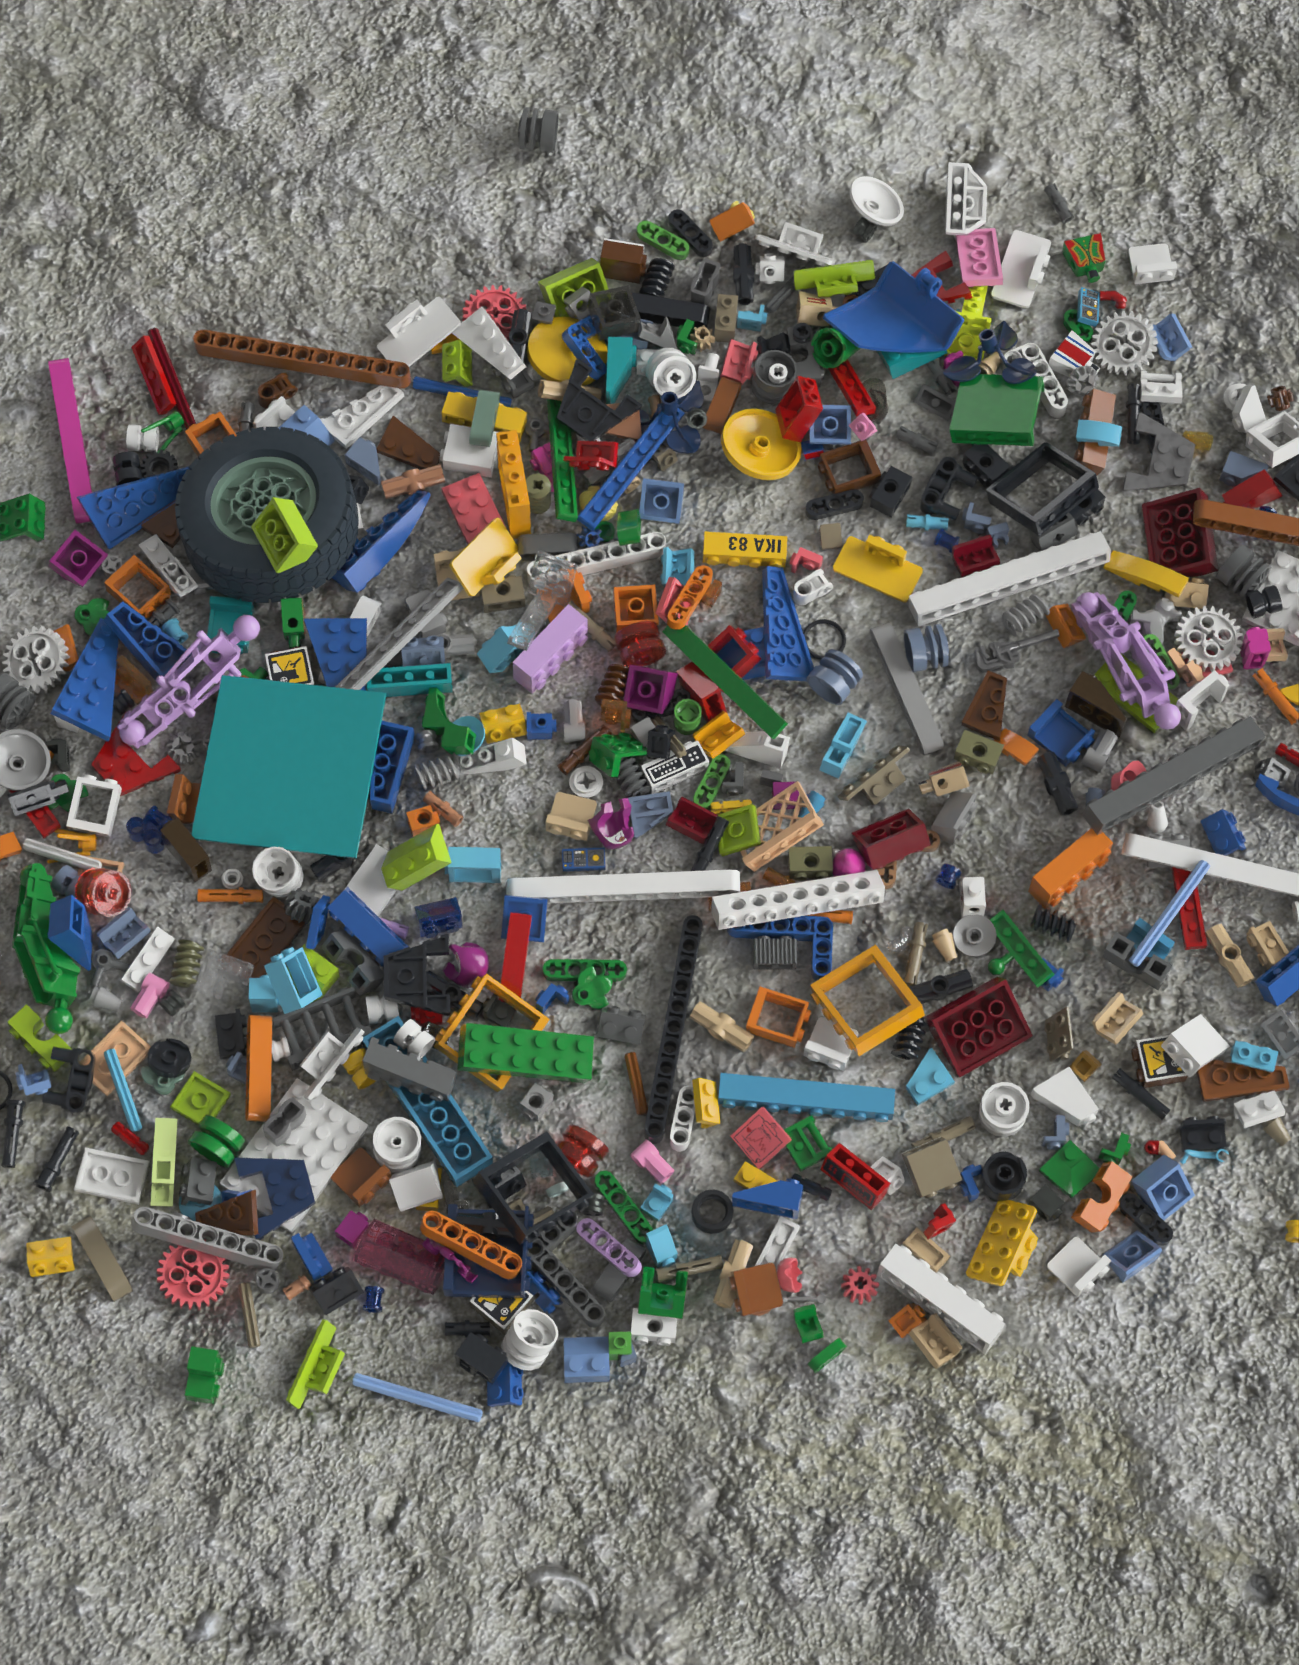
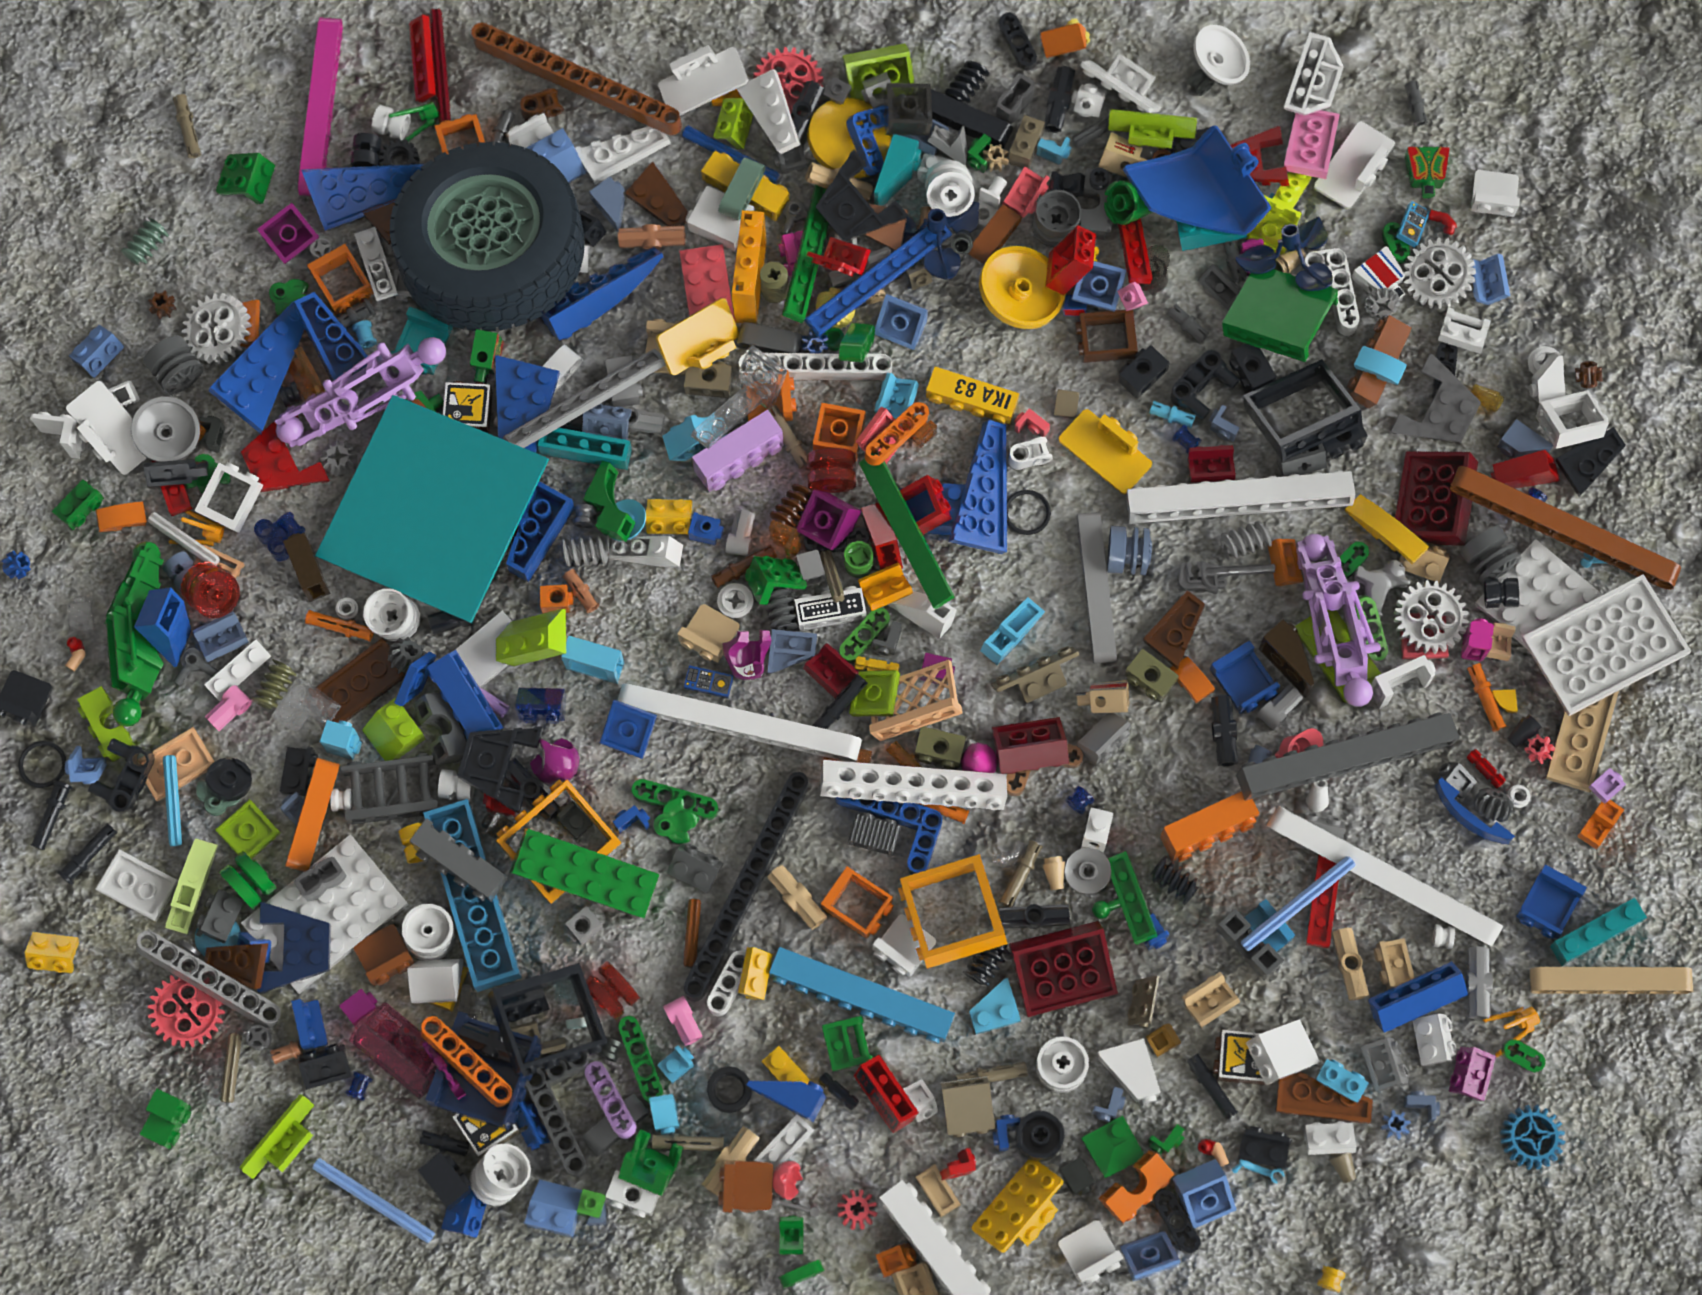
camera: 20 degrees right, 5 degrees up
(102, 1258) = (101, 968): dark tan slope -> none
(104, 999) = (182, 700): light grey cone -> none
(130, 1138) = (166, 851): red axle -> none
(171, 1002) = (247, 722): pearl dark grey wheel -> none
(183, 799) = (319, 513): dark orange bracket -> none
(284, 534) = (489, 265): lime slope -> none
(301, 974) = (384, 733): medium azure window -> none
(326, 1058) = (381, 823): white bracket -> none
(420, 1044) = (472, 828): white wheel -> none
(516, 953) = (607, 766): red slope -> none
(623, 260) = (935, 55): reddish brown piece -> none
(658, 232) = (985, 32): bright green beam -> none
(659, 742) = (819, 579): black bracket -> none
(761, 1137) = (801, 1026): coral tile -> none
(769, 777) = (925, 646): flat silver tile -> none
(777, 368) = (1057, 223): white bush -> none
(817, 802) = (963, 686): dark azure cone -> none
(834, 677) = (1023, 557): sand blue wheel -> none
(850, 505) = (1087, 363): black beam -> none
(997, 532) = (1243, 443): sand blue tile -> none
(1133, 406) = (1429, 343): black pin -> none
(1189, 672) = (1400, 648): light nougat plate -> none
(1223, 832) = (1384, 830): blue bracket -> none

